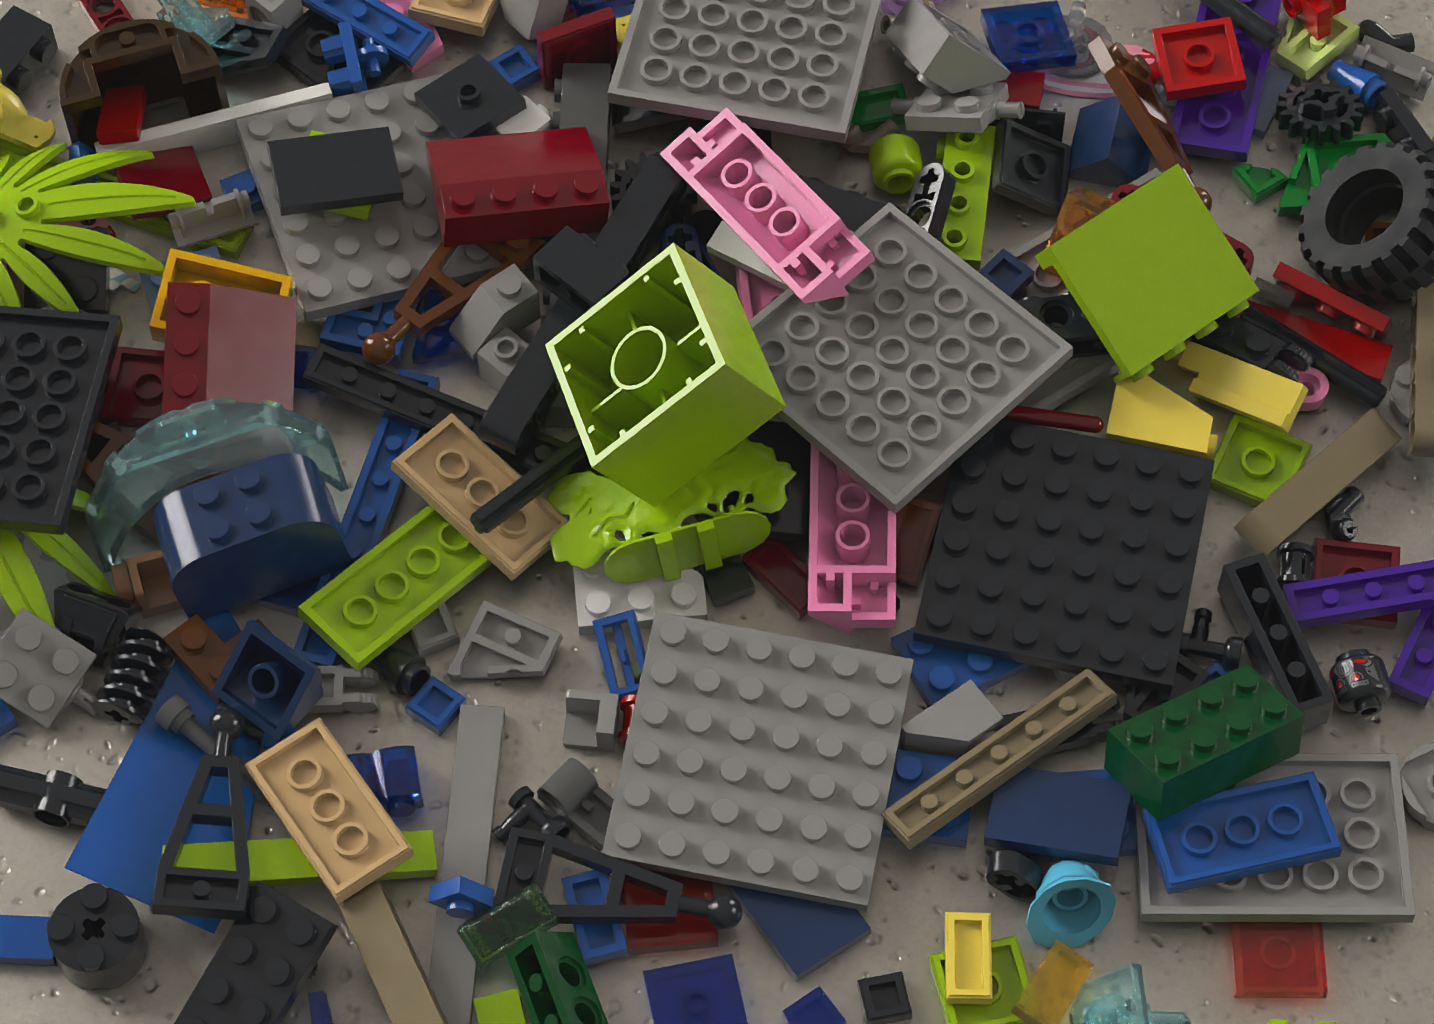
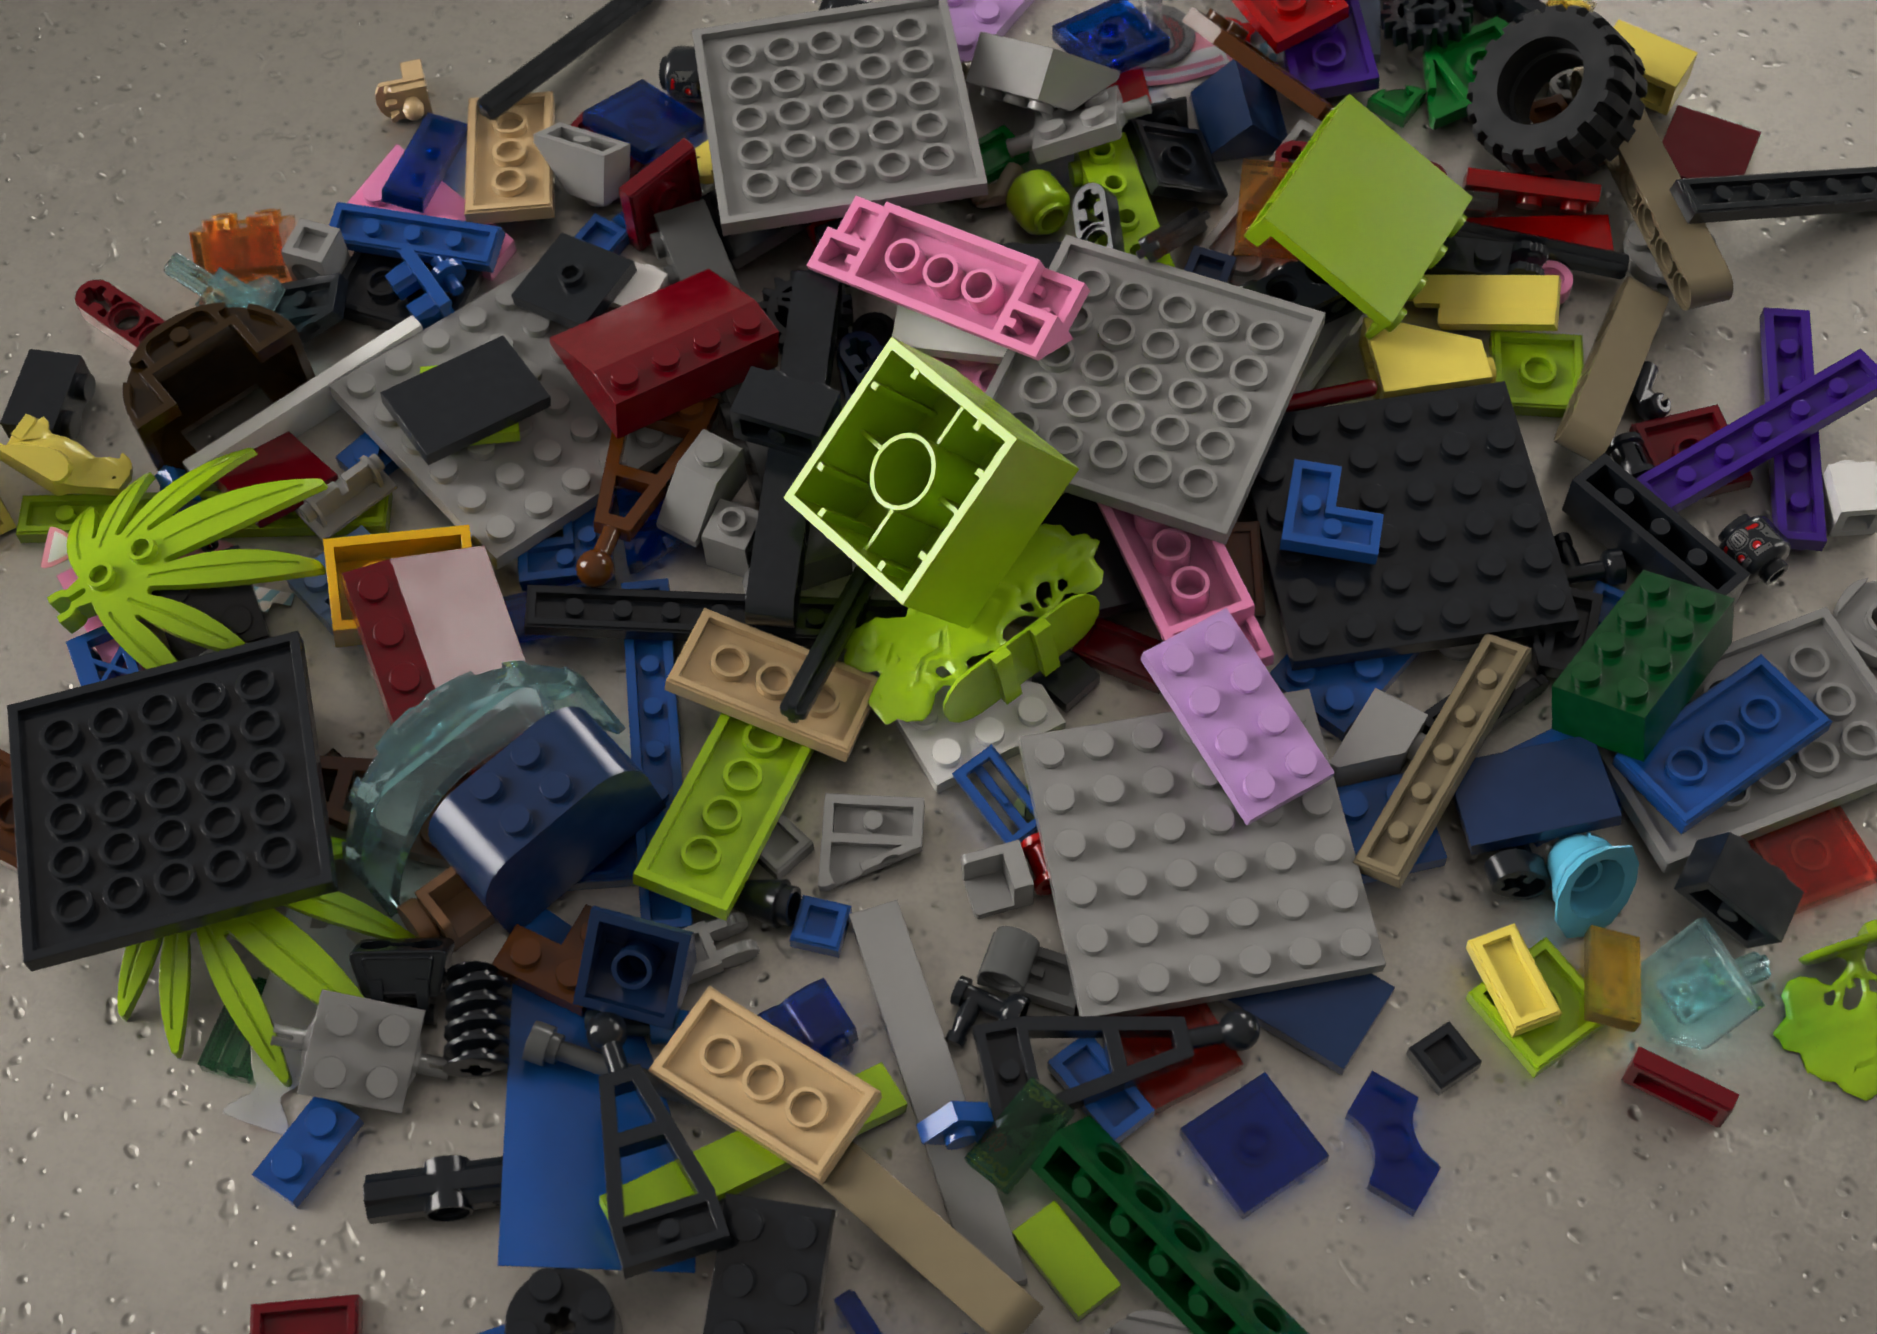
camera: 20 degrees left, 0 degrees up
(122, 115) = (202, 423): red tile -> none
(134, 387) = (346, 704): dark red tile -> none
(835, 658) = (1237, 716): none -> lavender plate
(984, 524) = (1320, 527): none -> blue plate
(988, 232) = (1172, 234): none -> black axle
(1190, 956) = (1739, 890): none -> black brick

